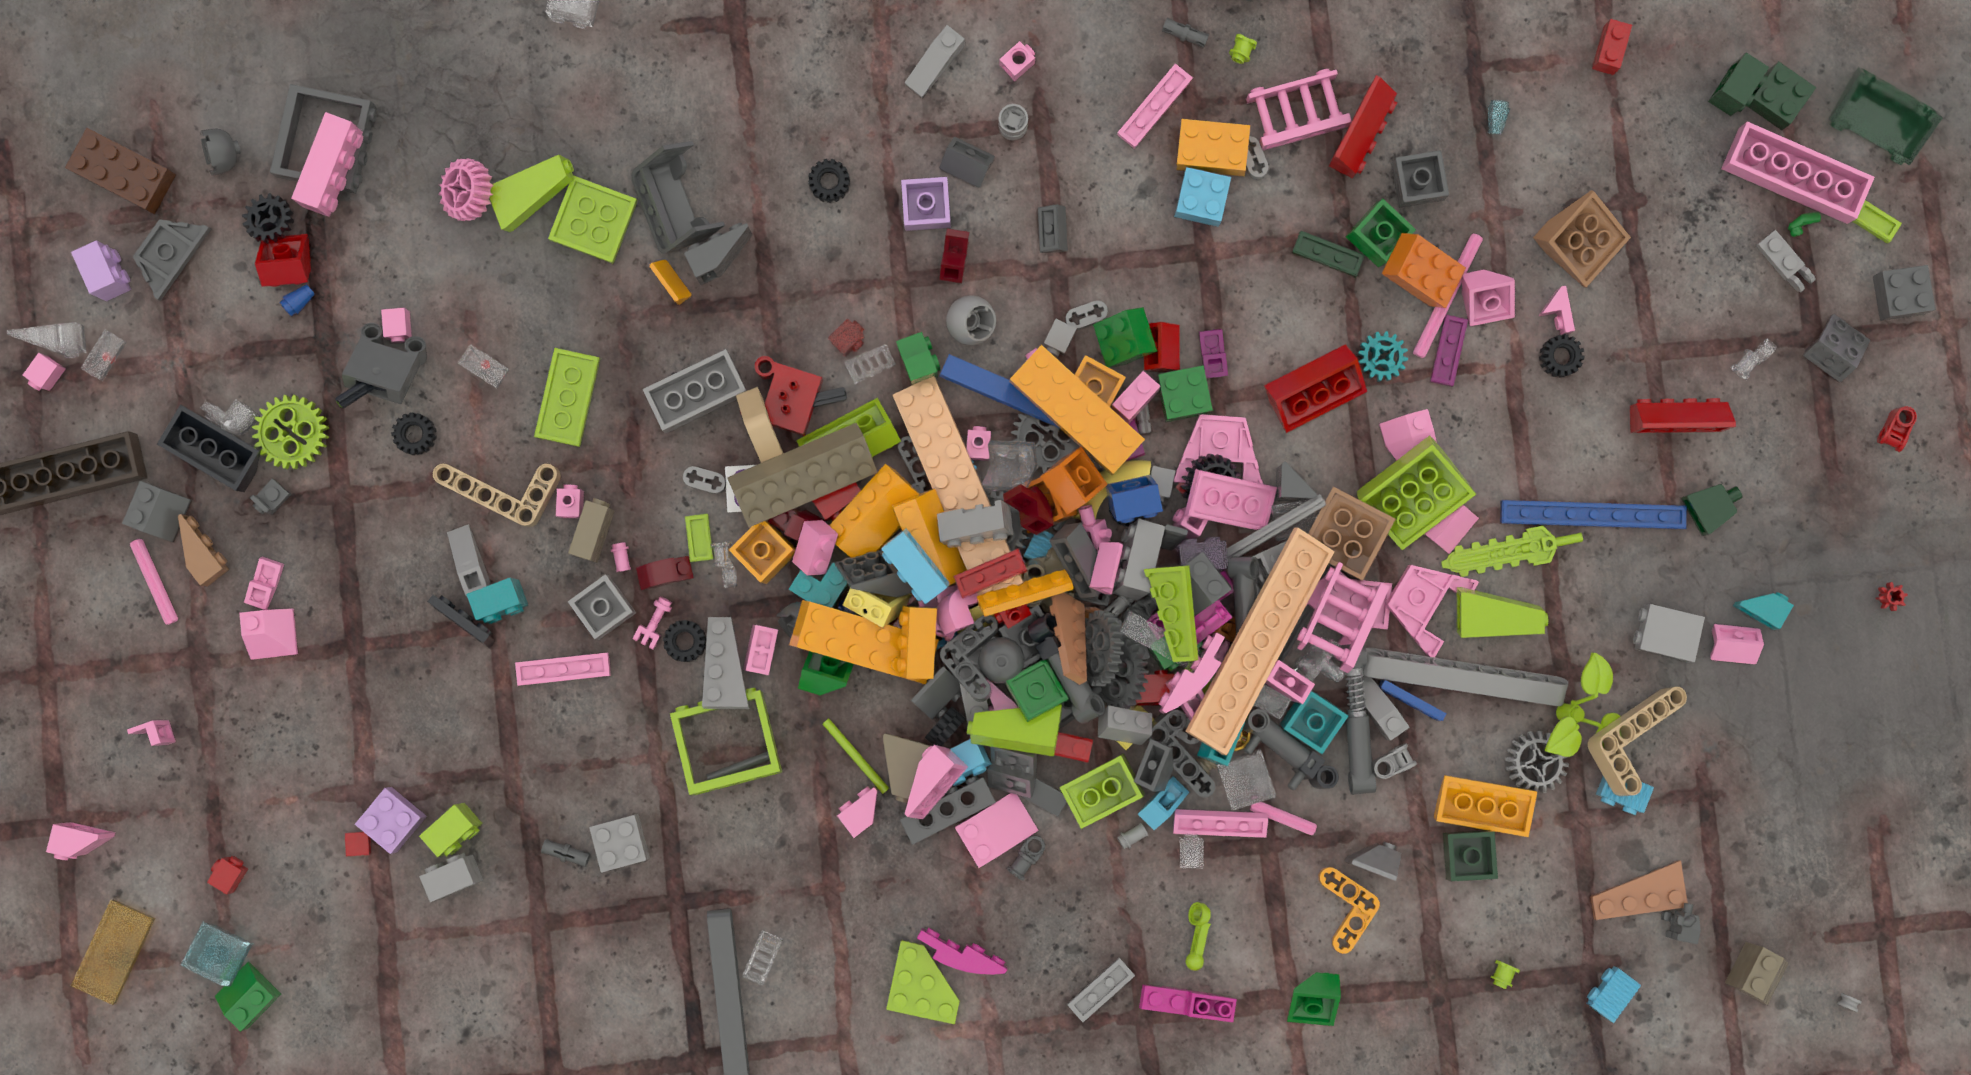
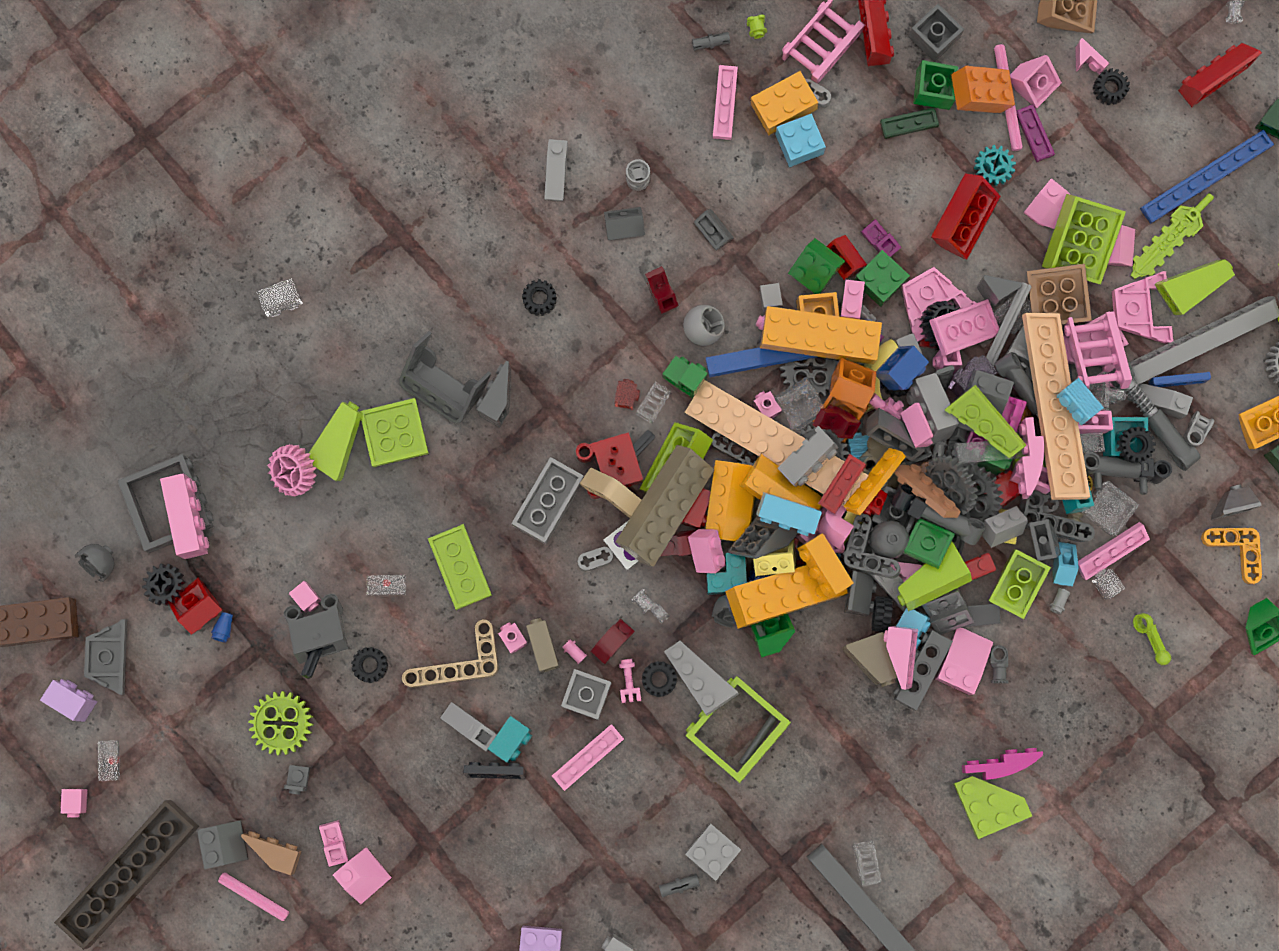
camera: 35 degrees left, 5 degrees down
(60, 338) = (68, 770): clear slope -> none
(210, 449) = (232, 772): black slope -> none
(236, 420) = (236, 742): clear brick -> none
(450, 830) = (588, 925): lime brick -> none
(670, 281) = (477, 439): light orange slope -> none
(699, 537) = (619, 601): lime tile -> none
(760, 649) = (716, 648): bright pink hinge -> none
(763, 551) = (671, 578): light orange brick -> none
(856, 756) = (832, 677): lime bar -> none
(861, 813) = (864, 714): bright pink slope -> none
(925, 203) = (617, 268): lavender brick -> none
(1016, 70) = (608, 140): bright pink brick -> none
(1084, 310) = (774, 269): light grey beam -> none
(1100, 989) = (1114, 721): light grey plate -> none
(1187, 1003) = (1179, 689): dark pink slope -> none
(1285, 653) = (1079, 401): none -> medium azure brick
(1285, 818) = (1153, 517): bright pink axle -> none
(1315, 749) = (1124, 444): none -> black tyre

